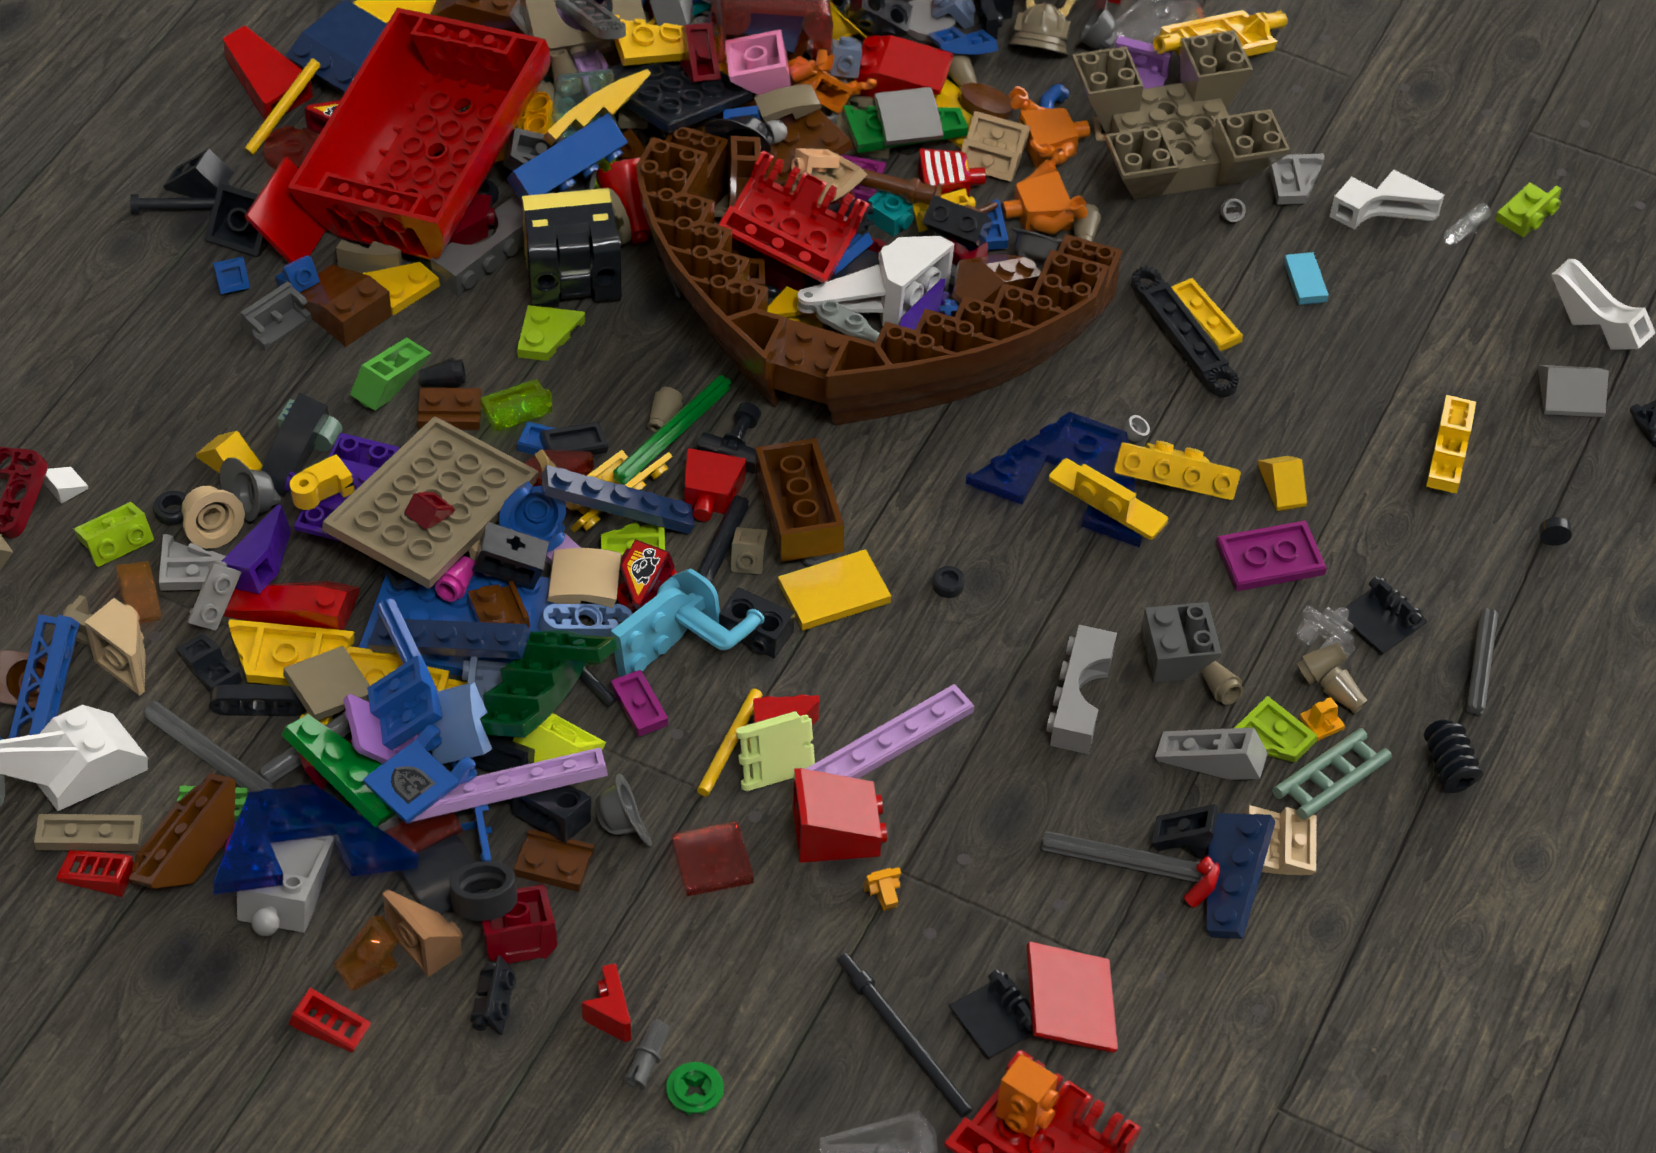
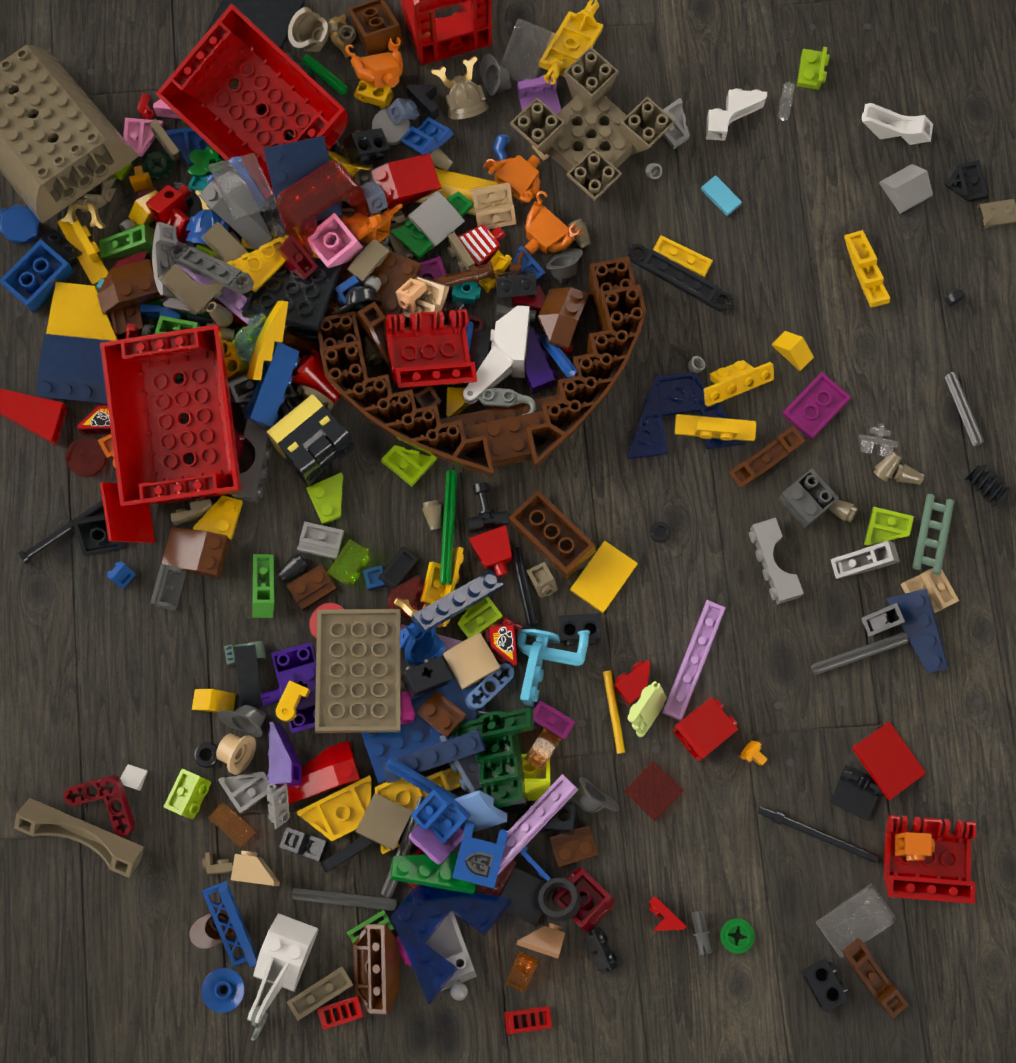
camera: 30 degrees left, 25 degrees up
(199, 176) = (49, 515): black slope -> none
(282, 106) = (62, 419): yellow bar -> none
(299, 274) = (161, 552): blue bracket -> none
(428, 509) = (365, 681): dark red slope -> none
(500, 364) = (320, 540): none -> light grey plate
(599, 719) = (542, 749): none -> clear orange slope
(675, 345) = (408, 463): none -> lime wing
(911, 164) = (458, 251): none -> dark tan plate
(985, 100) = (467, 174): reddish brown tile -> none
(1157, 576) = (767, 457): none -> reddish brown slope
(1207, 883) = (913, 644): red arm -> none
(1323, 719) = (906, 500): light orange brick -> none
(1384, 616) = (898, 411): black hinge -> none

